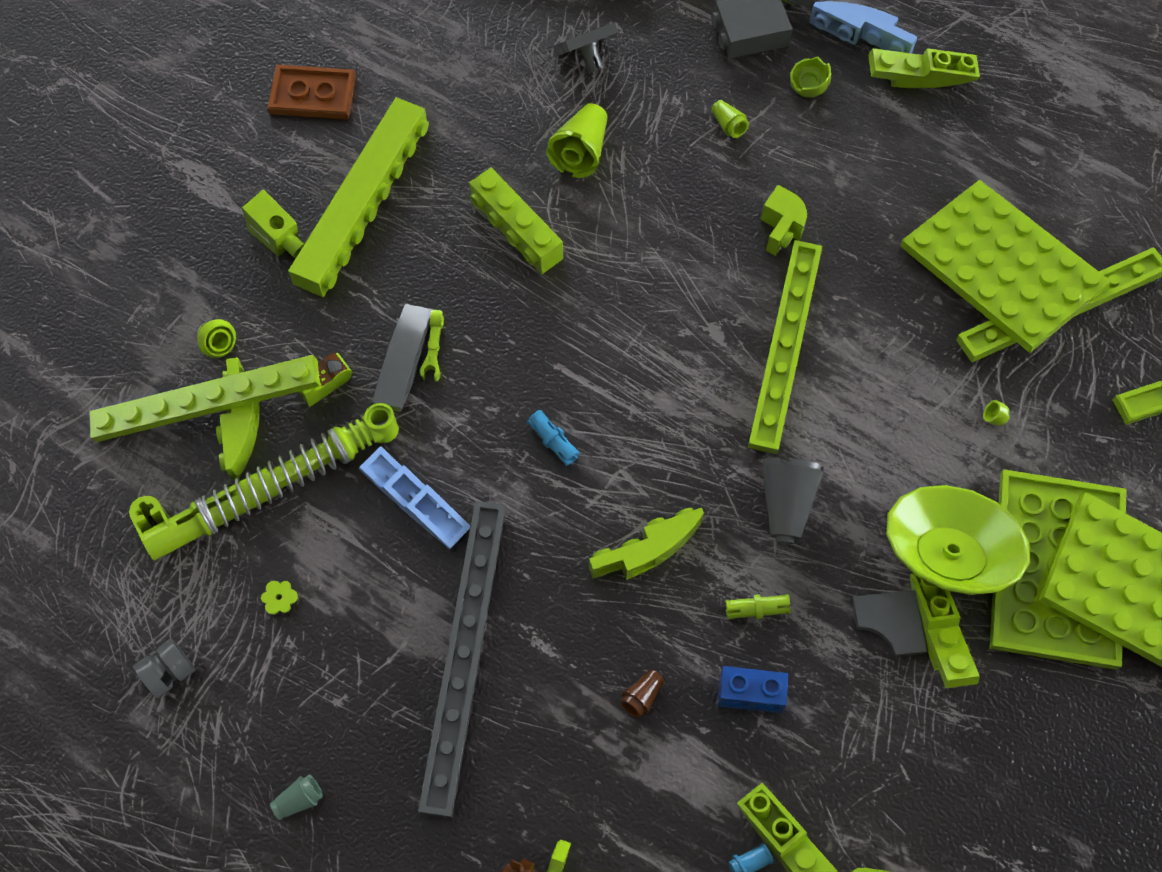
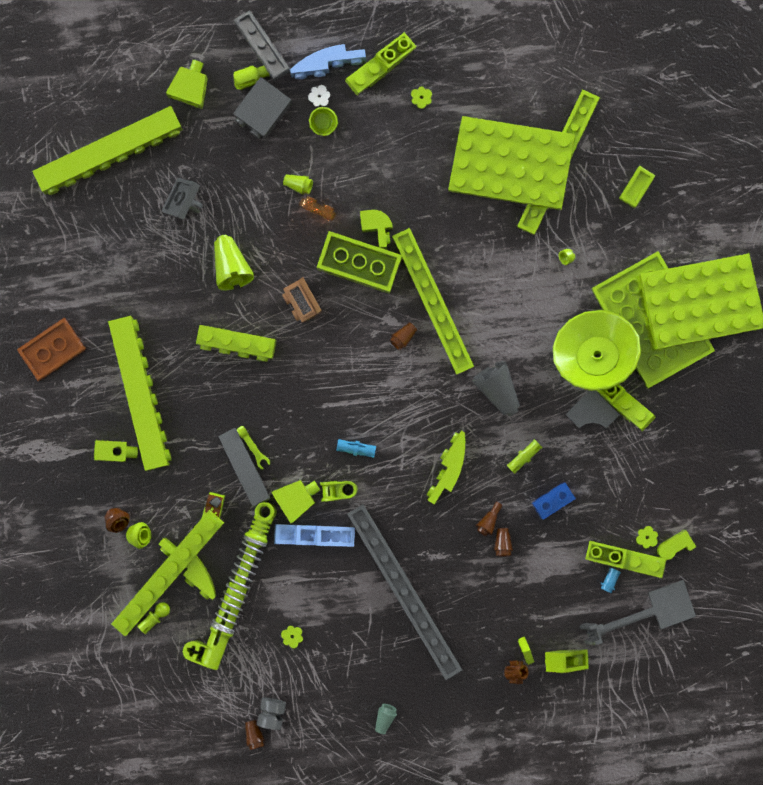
camera: 40 degrees left, 20 degrees up
(118, 681) = (254, 735): none -> reddish brown cone
(159, 441) = (161, 610): none -> lime pin
(206, 303) = (116, 520): none -> reddish brown cone
(429, 437) = (295, 498): none -> lime torso
(485, 463) = (336, 490): none -> lime piece
(629, 234) = (302, 300): none -> medium nougat window
(641, 652) = (487, 523): none -> reddish brown cone
(717, 355) = (403, 336): none -> reddish brown cone
(725, 149) = (323, 211): none -> clear orange plate
(732, 237) = (359, 262): none -> lime brick
(827, 54) = (313, 97): none -> white plant
(853, 838) = (651, 541): none -> lime plant
(944, 132) = (417, 93): none -> lime plant

